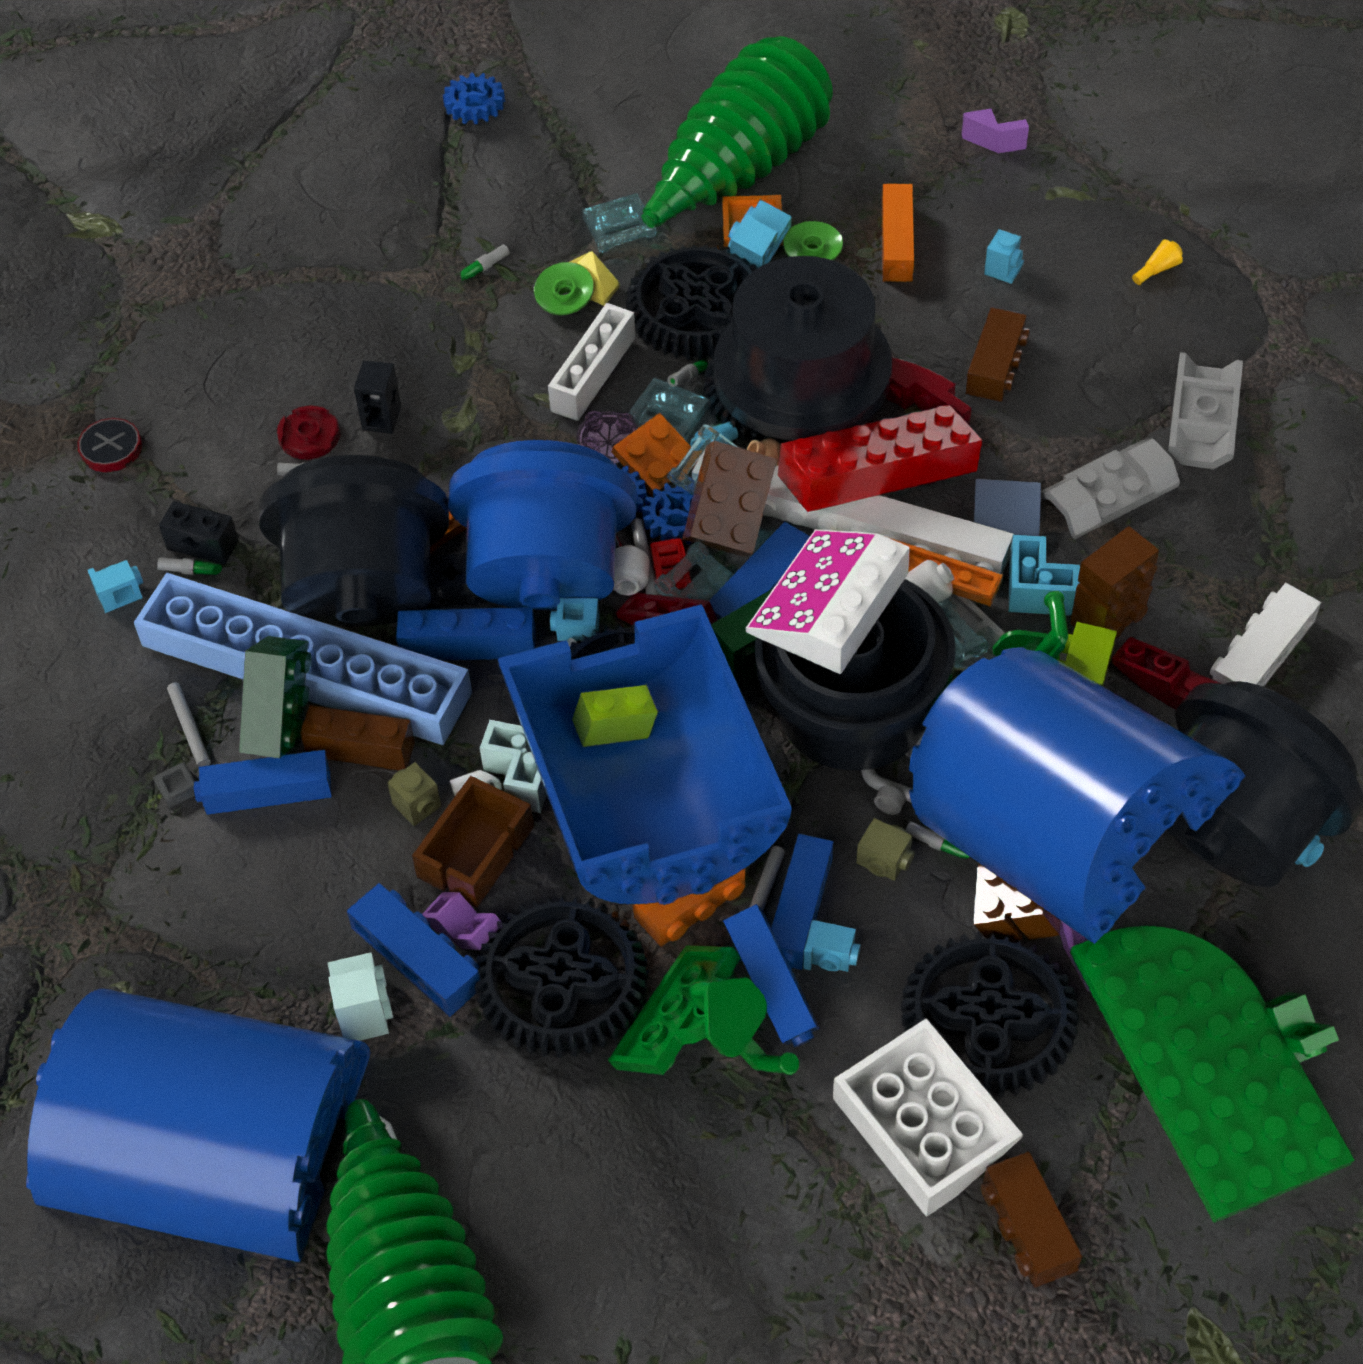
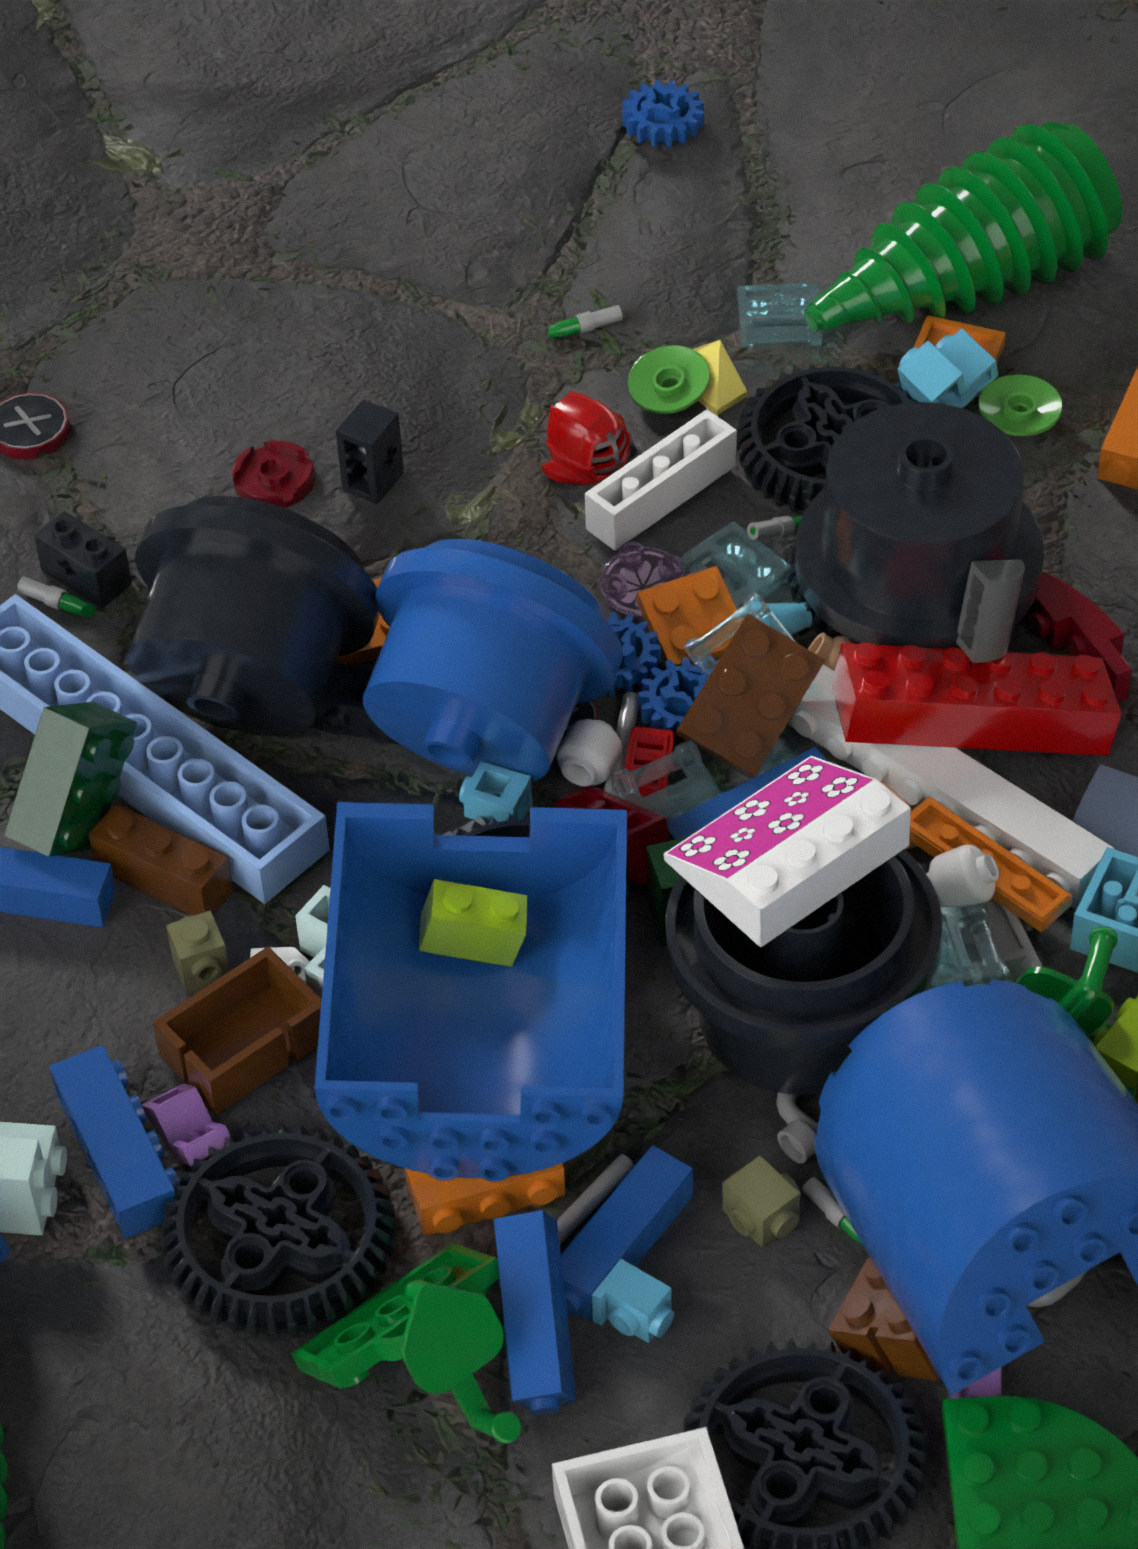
camera: 20 degrees right, 5 degrees down
(467, 632) = (347, 770): blue brick -> none
(519, 346) = (575, 431): none -> red piece
(874, 391) = (989, 608): none -> dark grey brick

